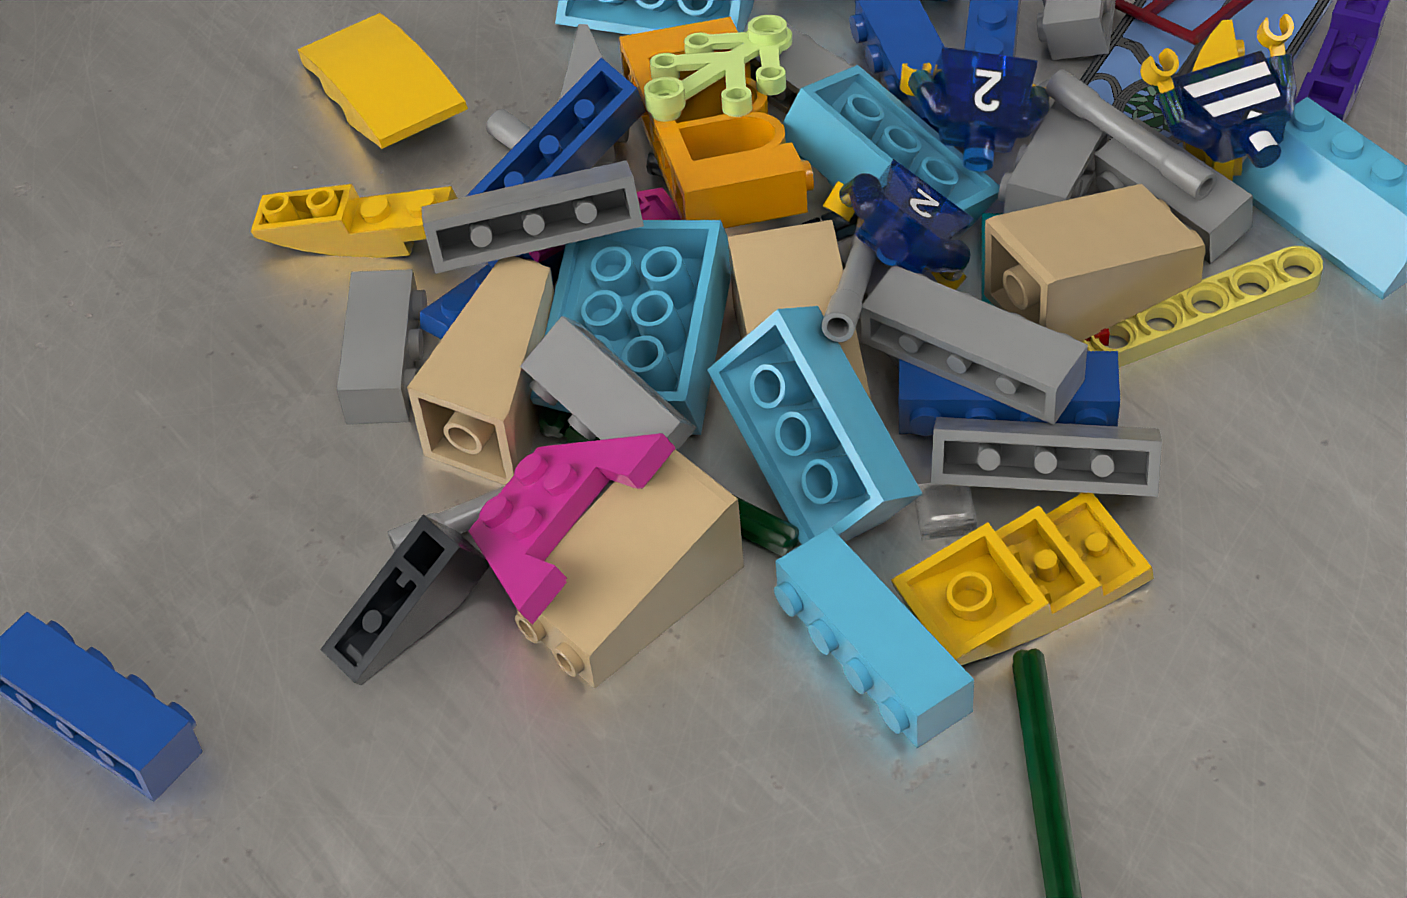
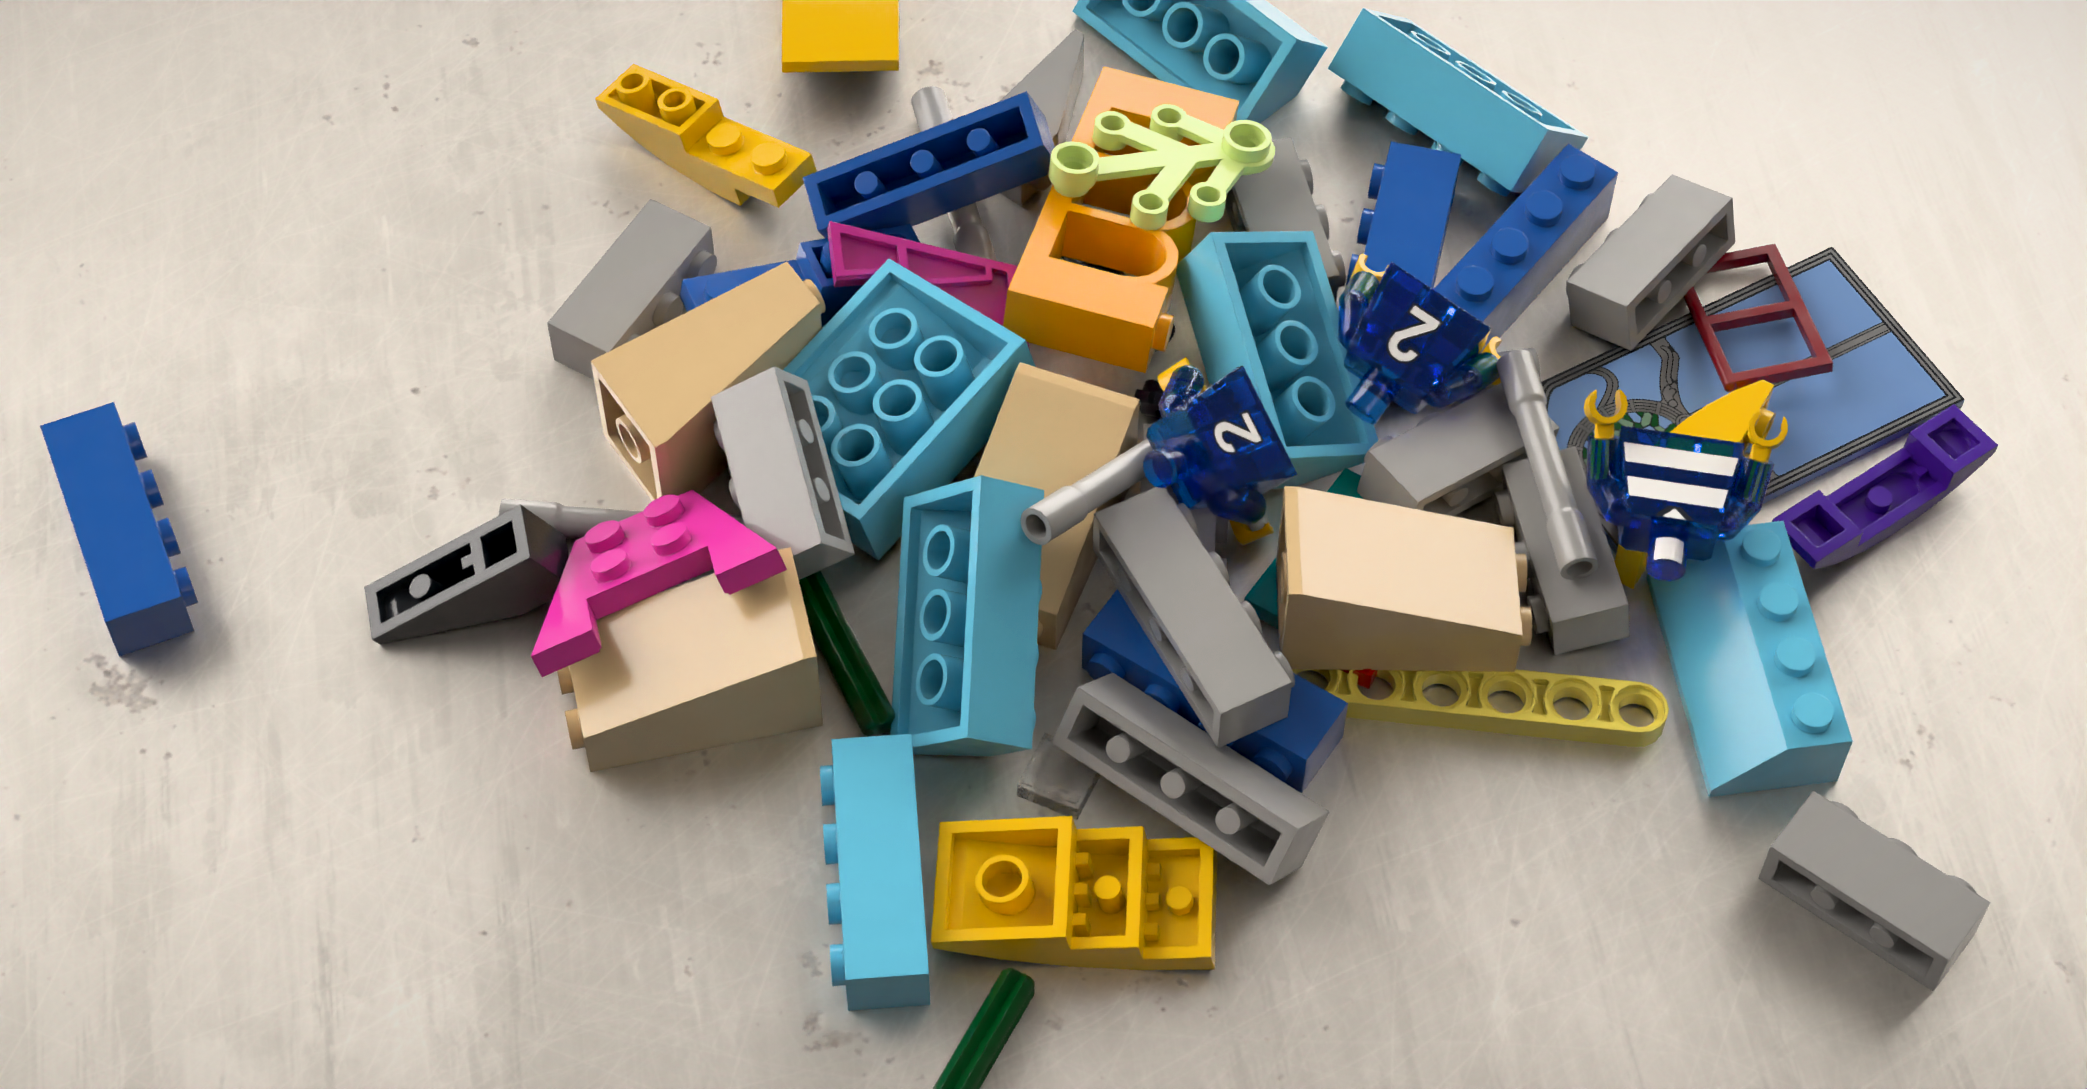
camera: 25 degrees right, 5 degrees up
(531, 216) = (833, 237): light grey brick -> none

